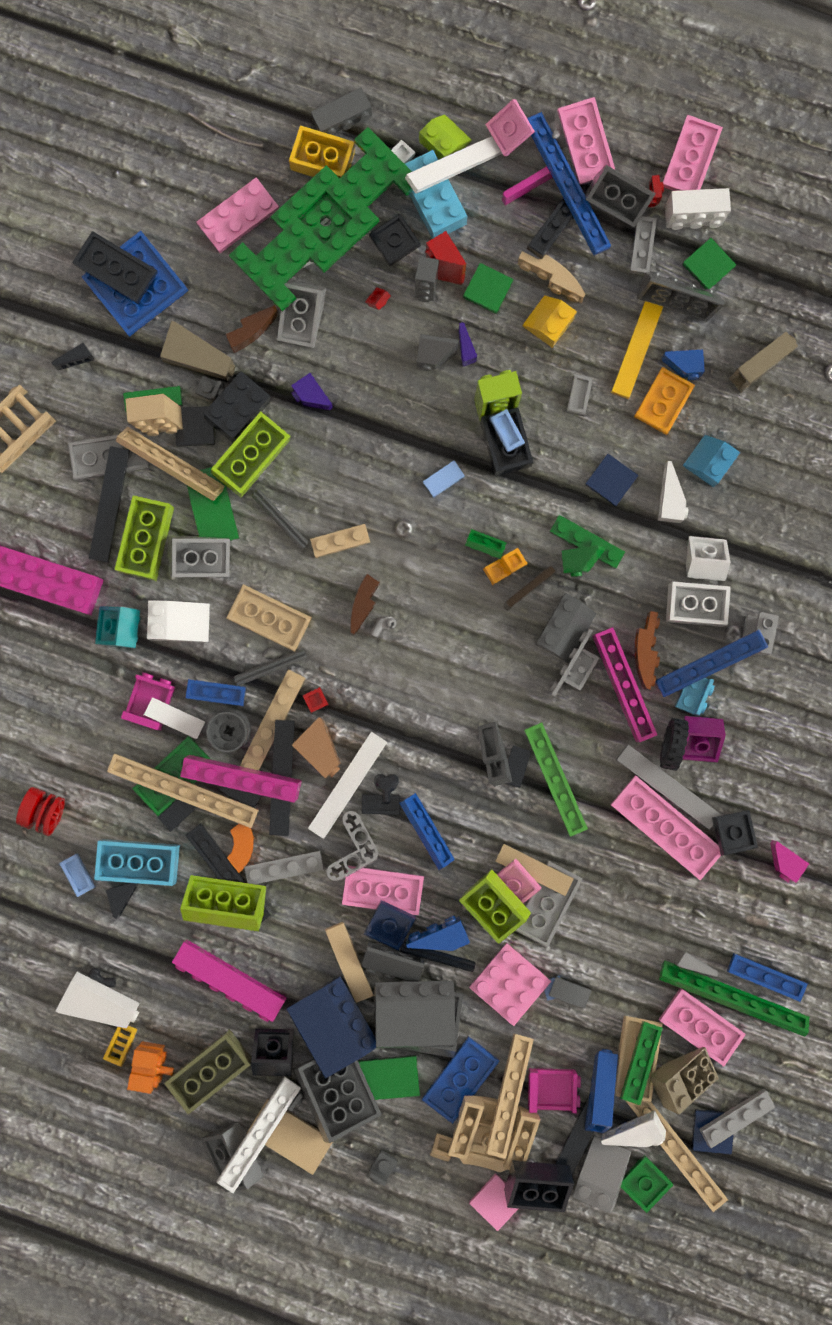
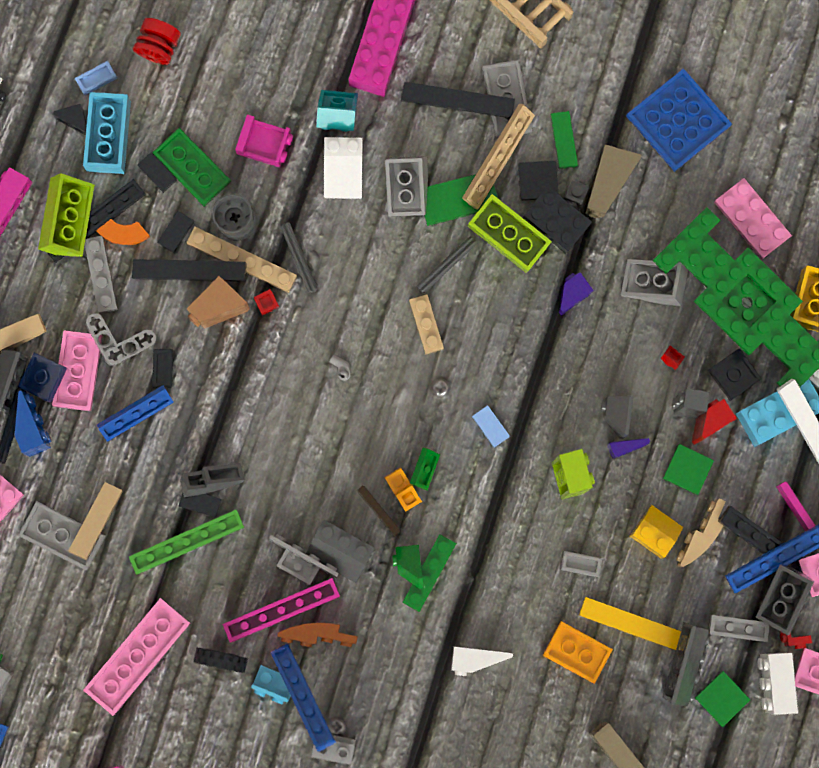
camera: 85 degrees right, 5 degrees down
(74, 357) = (604, 66): black slope -> none
(115, 267) = (692, 99): black plate -> none
(144, 538) = (424, 133): lime brick -> none
(154, 414) = (544, 139): tan brick -> none
(174, 718) = (248, 166): white tile -> none
(183, 790) = (176, 175): tan plate -> none
(215, 692) = (273, 205): blue plate -> none
(241, 778) = (187, 230): dark pink brick -> none
(252, 328) = (636, 233): reddish brown slope -> none
(269, 618) = (348, 256): tan tile -> none
(347, 785) = (182, 335): white tile -> none
(363, 604) = (363, 346): reddish brown slope -> none
(386, 785) = (181, 372): black rock -> none
(495, 906) = (58, 480): lime brick -> none
(501, 460) = (529, 487): black brick -> none
(507, 430) = (538, 486): light blue tile -> none
(519, 881) = (80, 500): bright pink tile -> none
(611, 480) = (493, 597): dark blue tile -> none
(667, 786) = (178, 658): light grey tile -> none
(685, 363) = (616, 673): blue slope -> none
(698, 604) = (365, 686): white brick -> none
(704, 739) = (227, 691): magenta slope -> none
(707, 558) = (413, 696): white slope -> none
(711, 459) = (516, 700): dark azure slope -> none
(735, 832) = (131, 726): black tile -> none

